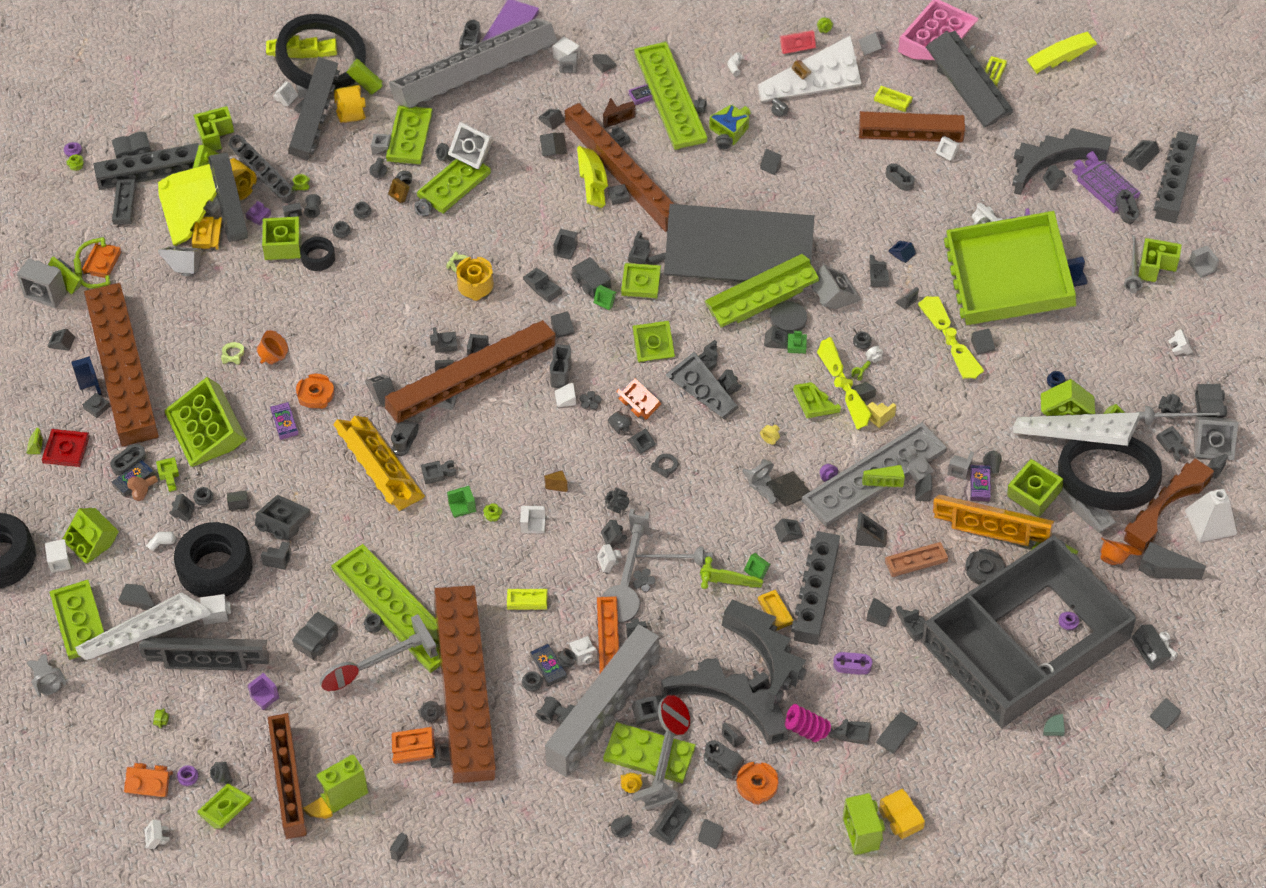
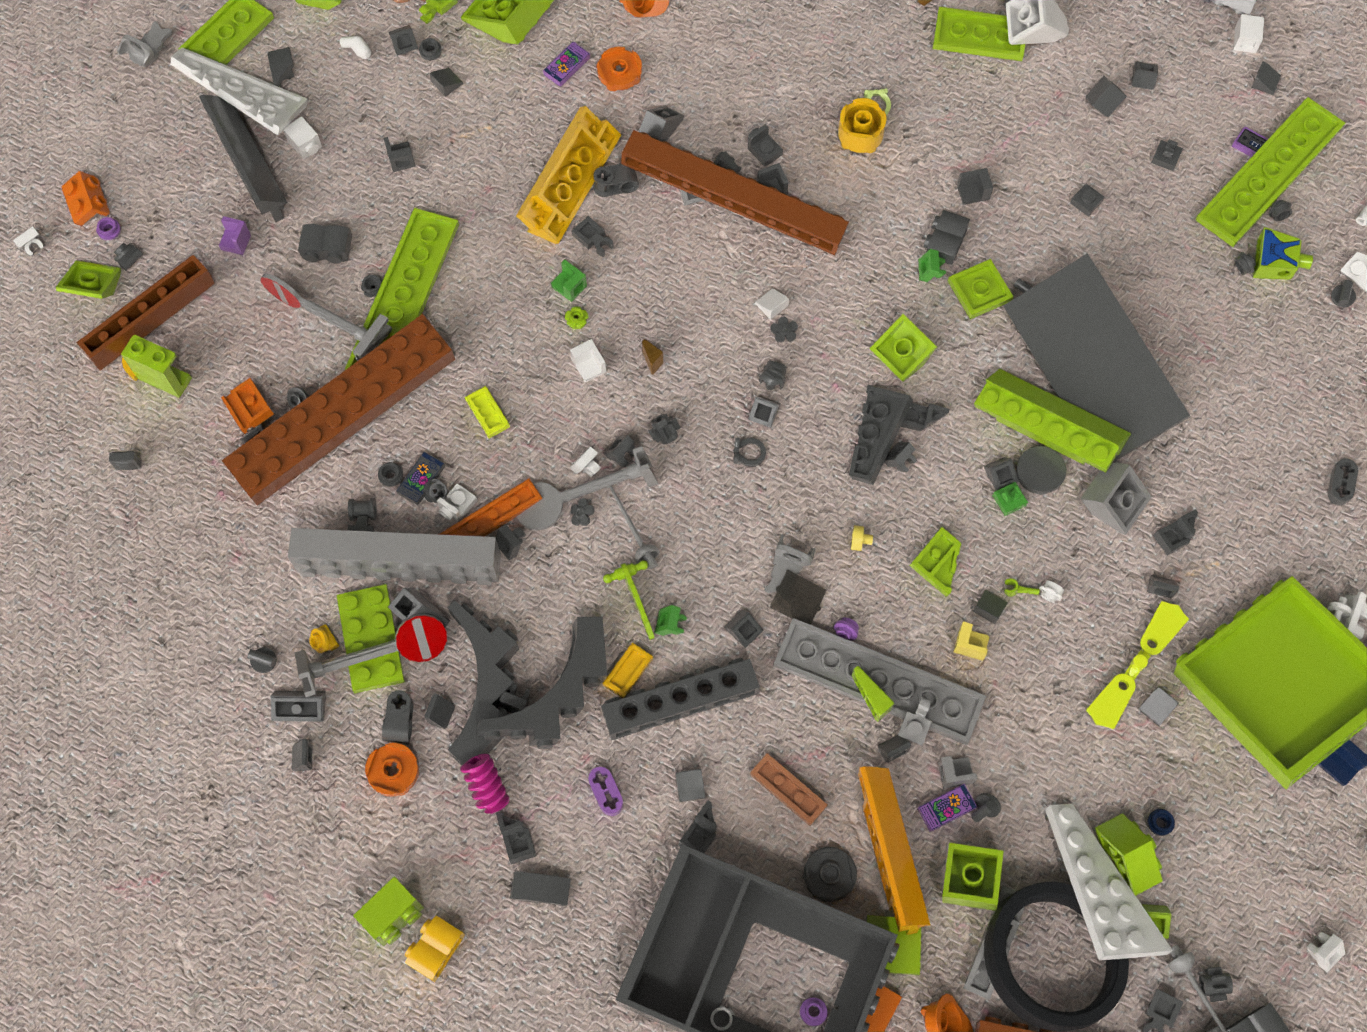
camera: 60 degrees right, 15 degrees up
(160, 717) = (157, 167): lime plate -> none
(208, 539) = (346, 77): black tyre -> none
(281, 517) = (444, 130): dark grey plate -> none
(418, 207) = (924, 25): dark grey plate -> none
(540, 283) = (905, 196): dark grey slope -> none
(560, 366) = (801, 274): dark grey brick -> none
(562, 324) = (864, 245): dark grey slope -> none
(568, 64) = (1233, 46): light grey slope -> none
(595, 176) = (1088, 159): neon yellow slope -> none
(617, 114) = (1195, 132): reddish brown slope -> none
(619, 164) = (1128, 171): dark orange brick -> none
(639, 398) = (813, 376): bracket -> none
(640, 250) = (1023, 265): dark grey slope -> none
(771, 162) = (1253, 329): dark grey slope -> none
(856, 406) = (984, 579): neon yellow piece -> none
(862, 336) = (1065, 561): dark grey plate -> none
(869, 532) = (791, 718): dark grey slope -> none
(903, 251) = (1232, 544): dark blue slope -> none

